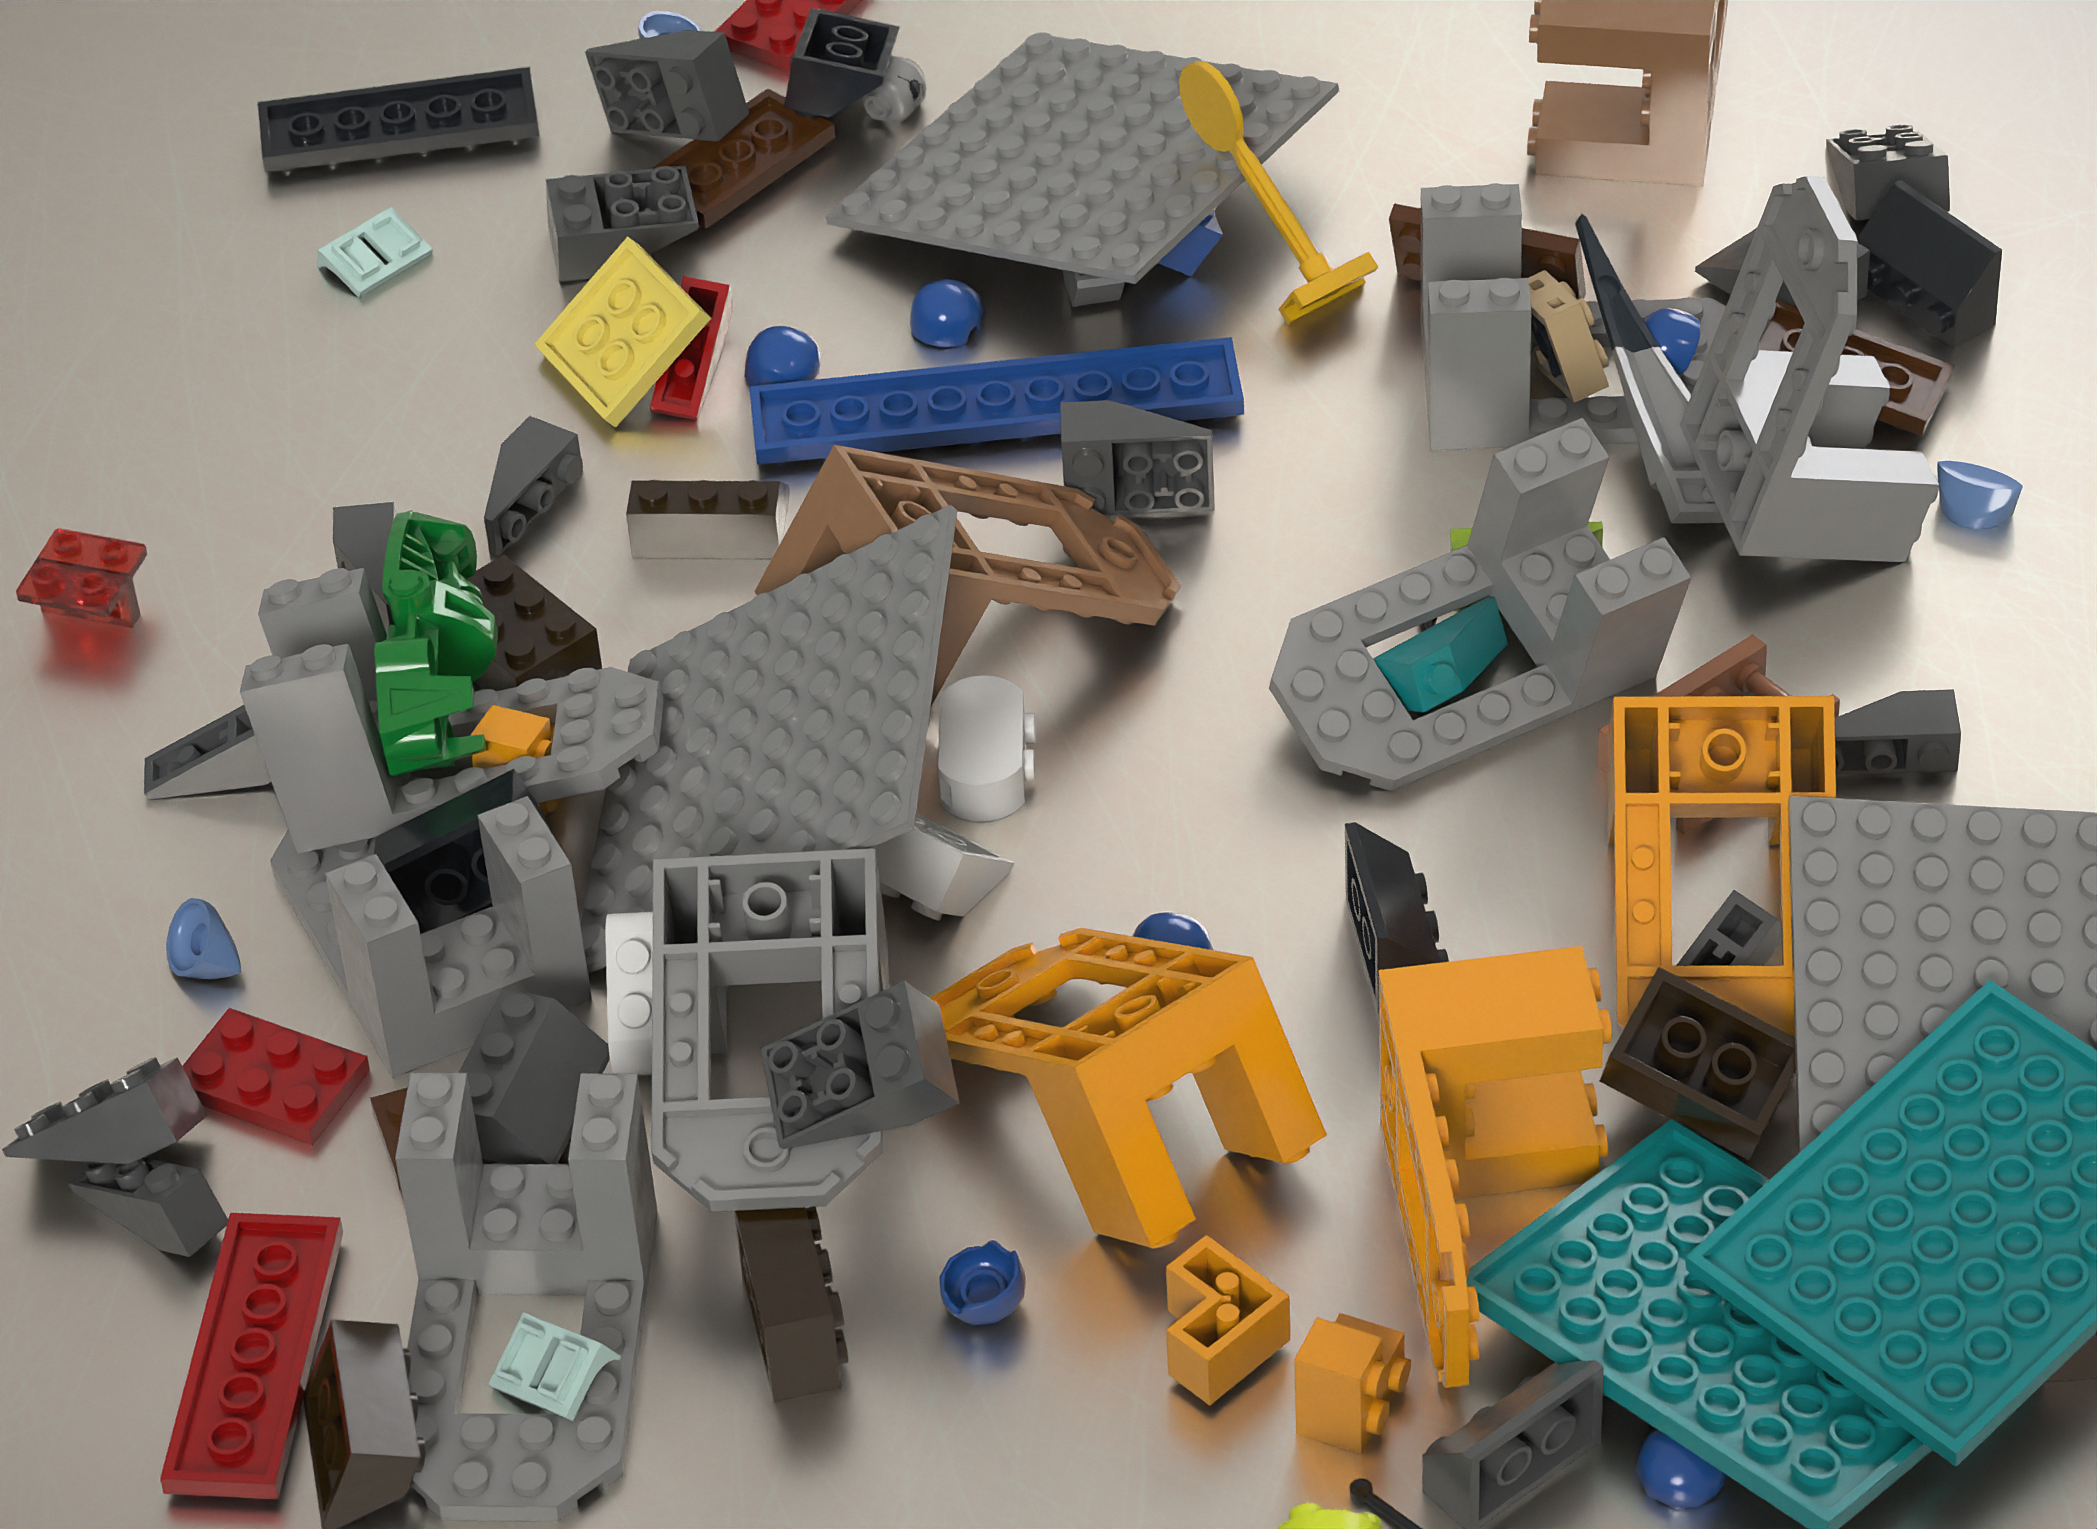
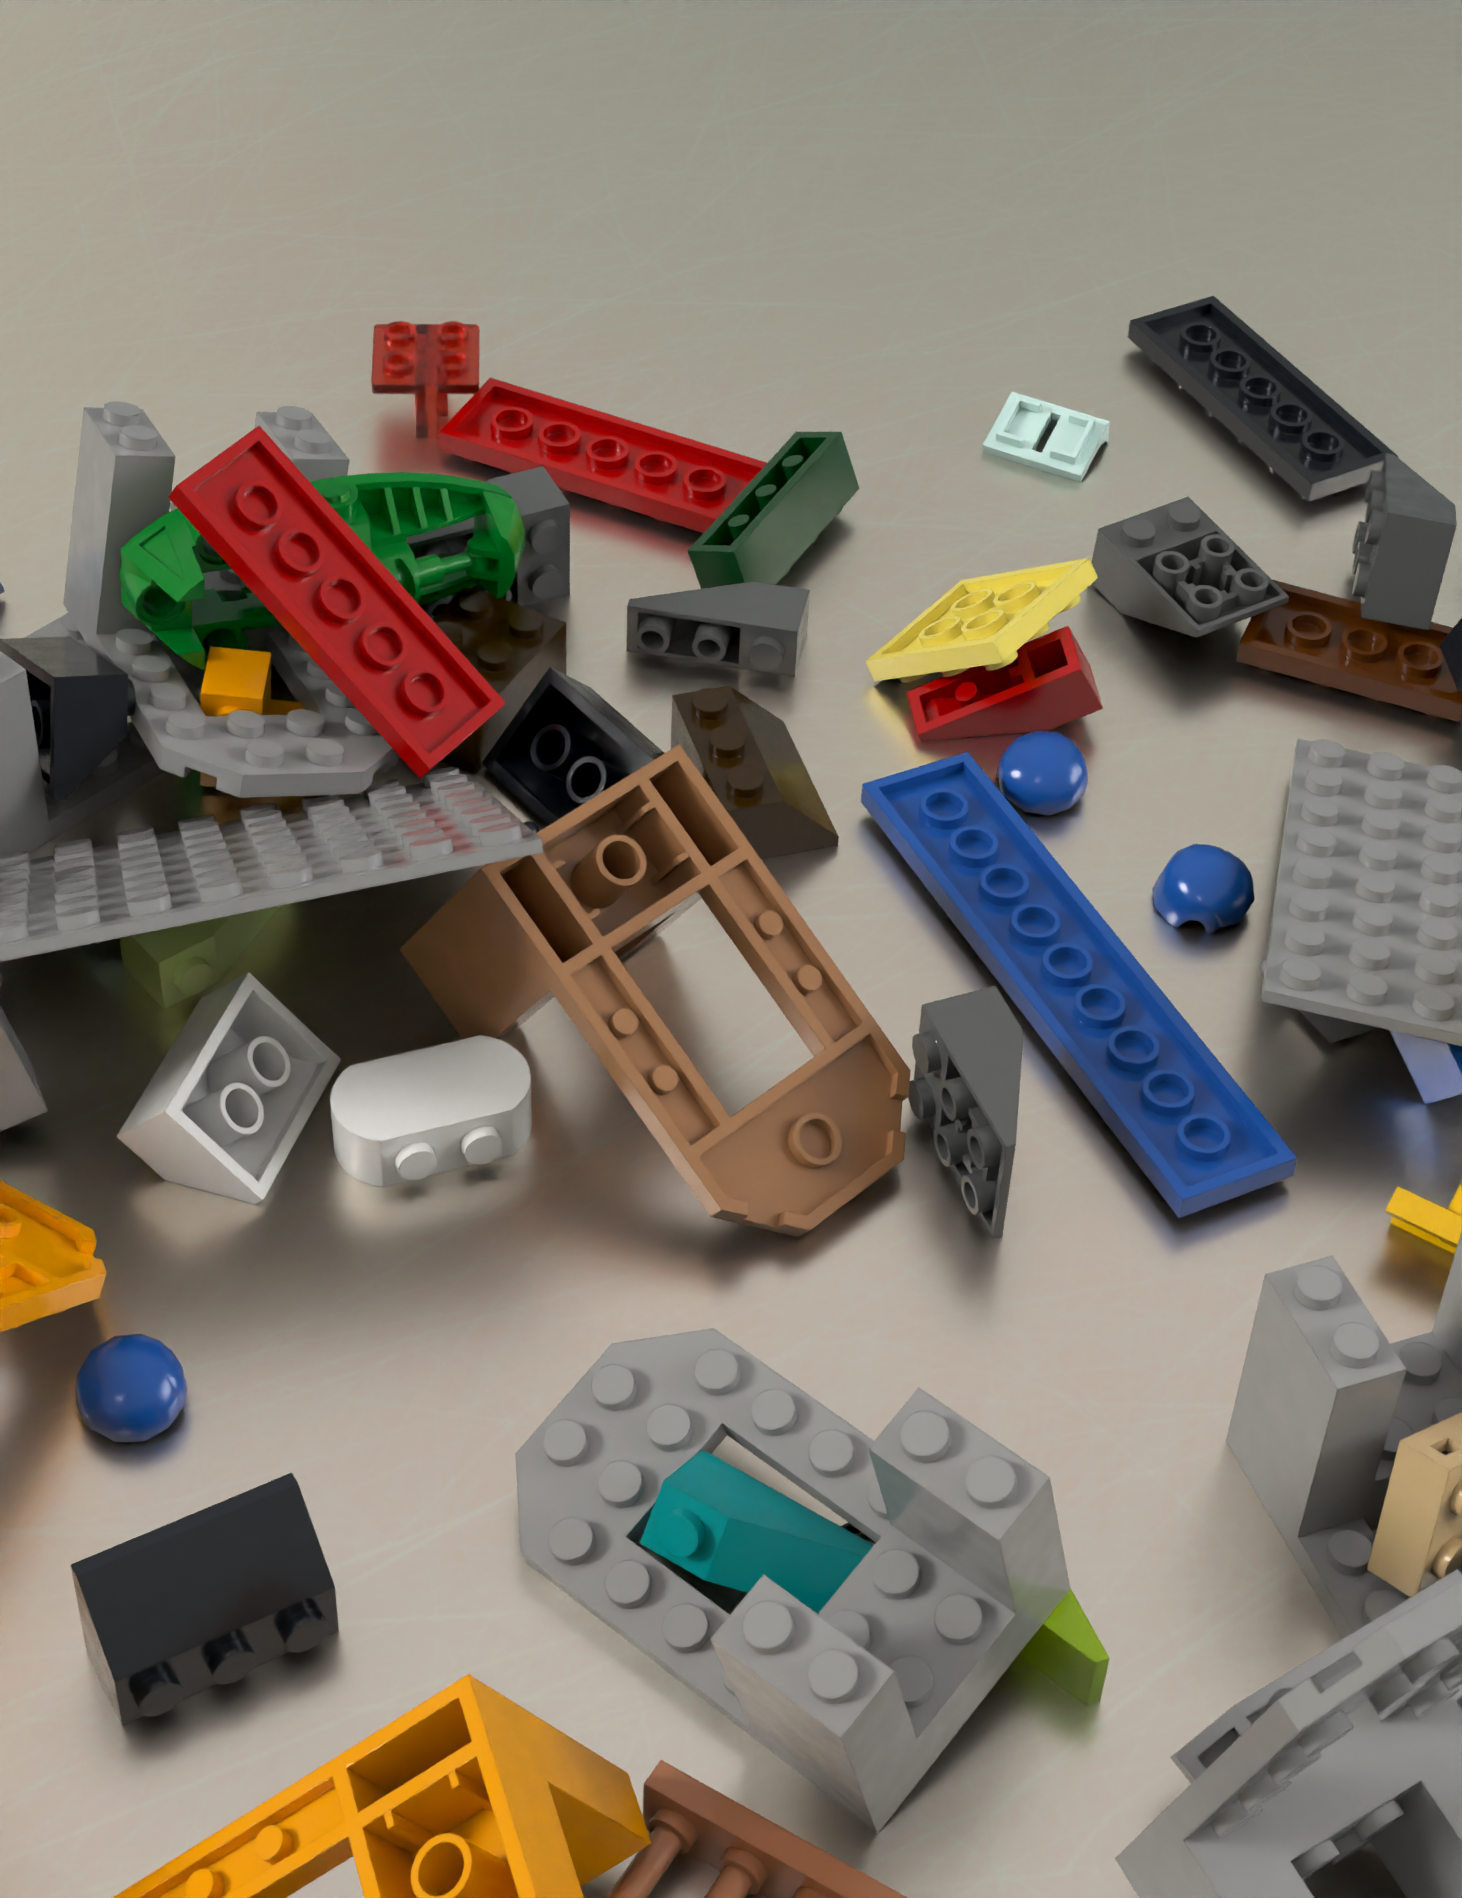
camera: 65 degrees right, 0 degrees up
(259, 506) = (599, 454): none -> red plate
(417, 418) = (777, 513): none -> dark green brick
(512, 620) = (337, 600): none -> red plate
(653, 592) = (566, 748): none -> black slope

